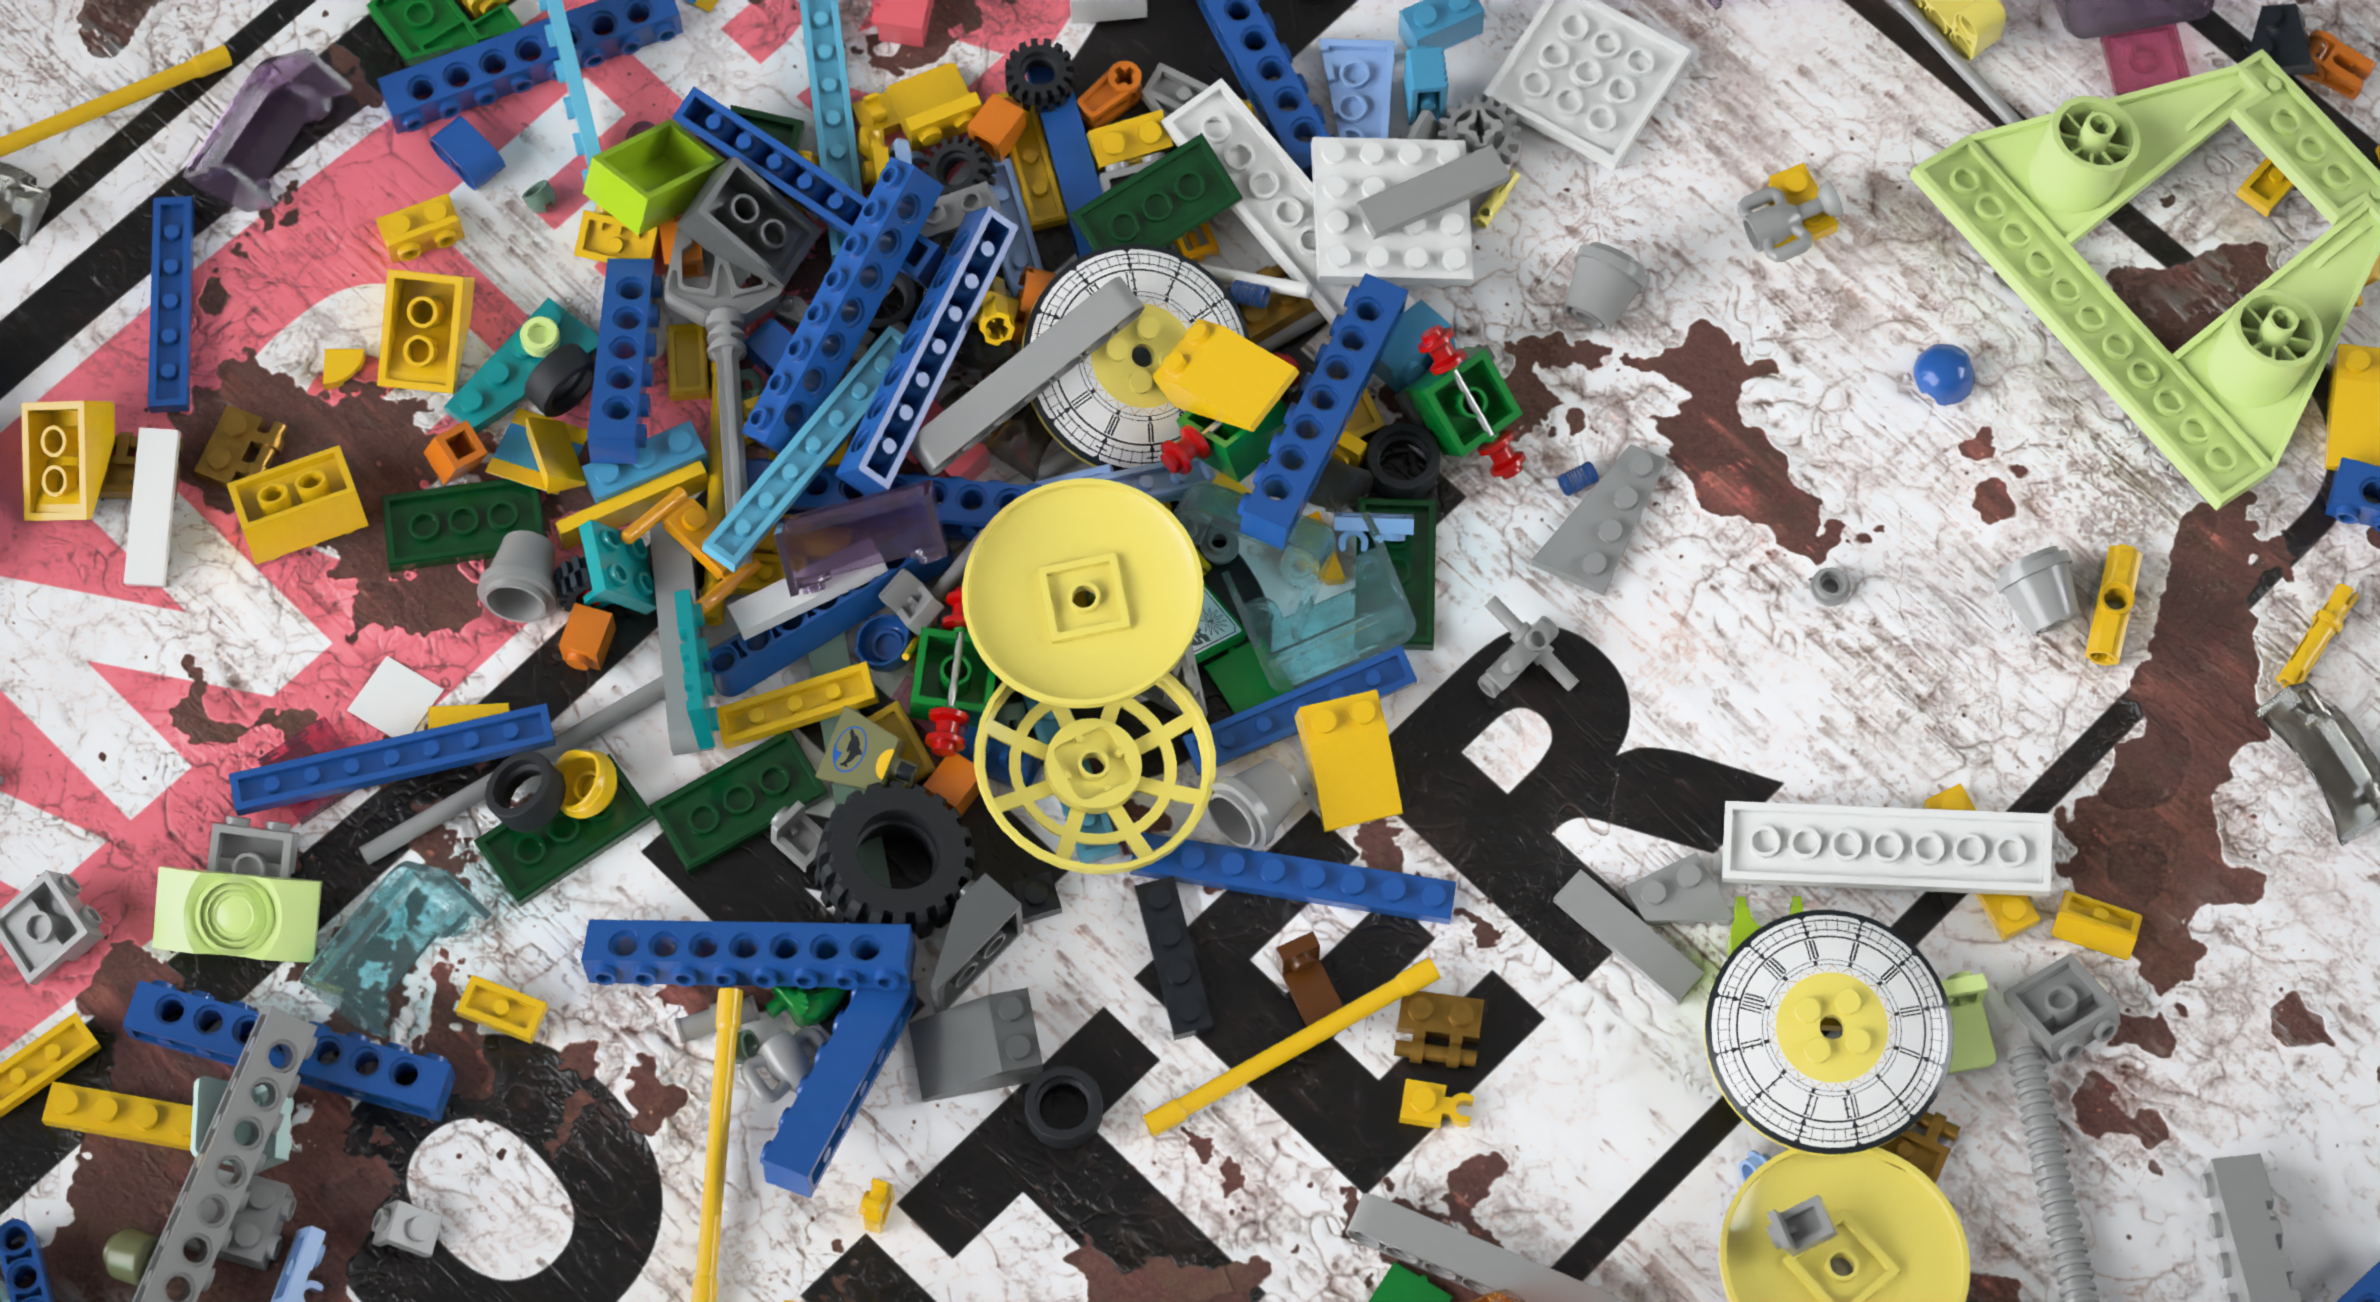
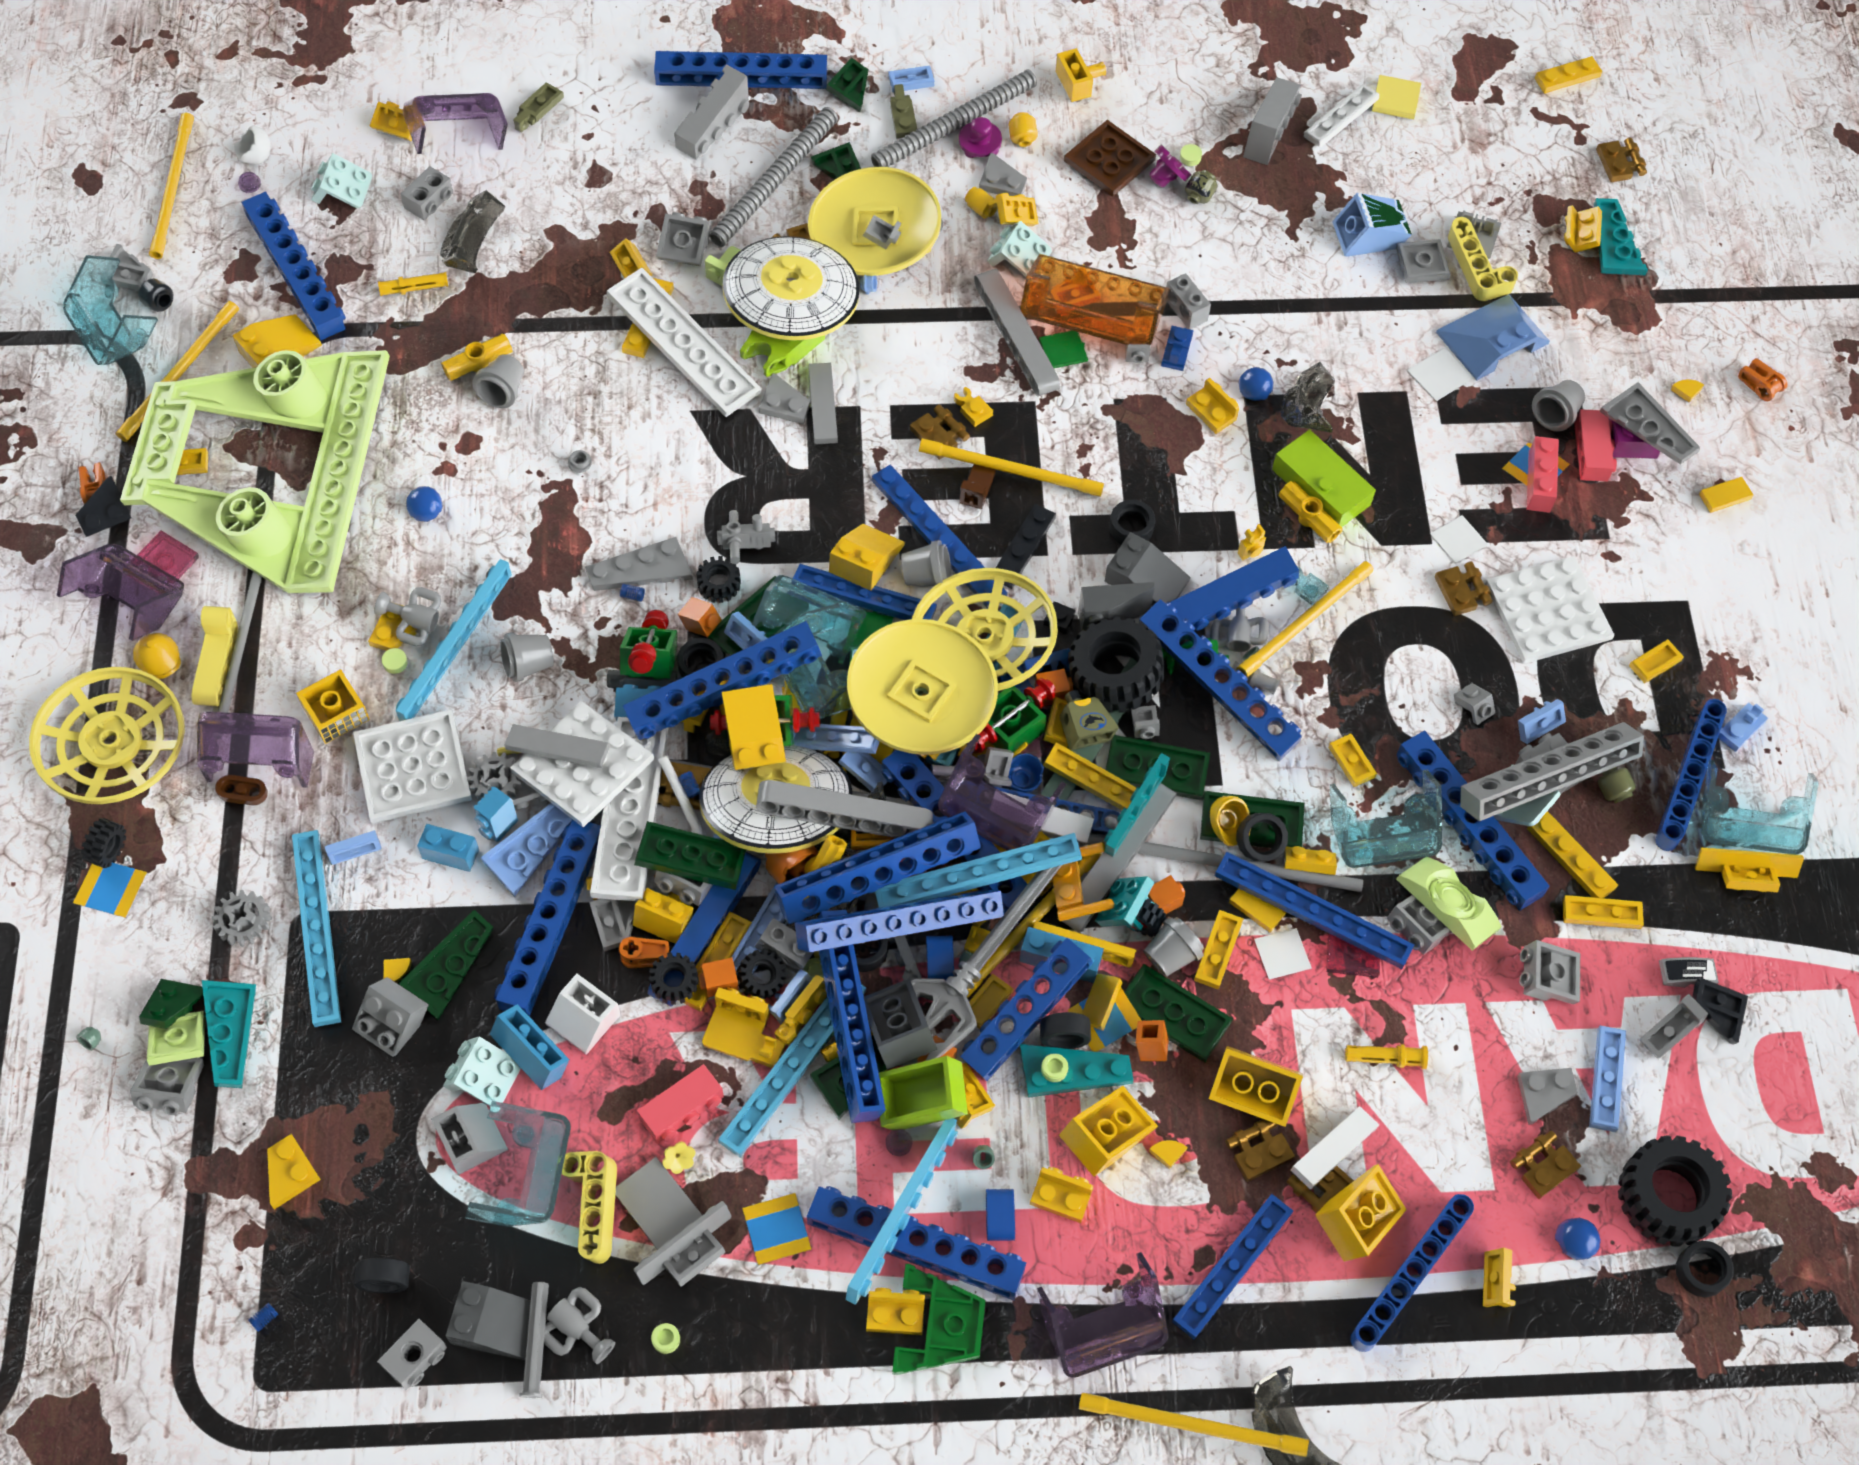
camera: 140 degrees left, 5 degrees down
(158, 680) = (1400, 1055): none -> yellow pin
(450, 830) = (1310, 860): none -> yellow plate
(471, 631) = (1218, 949): none -> yellow plate
(752, 1212) = (1310, 587): none -> clear light blue plate
(984, 829) = (1053, 661): none -> blue plate
(1459, 505) = (699, 616): none -> orange brick
(1500, 559) = (718, 567): none -> black tyre
(1713, 256) = (455, 640): none -> medium azure plate
(1743, 51) = (333, 706): none -> yellow brick
(1750, 171) = (394, 660): none -> yellowish green tile

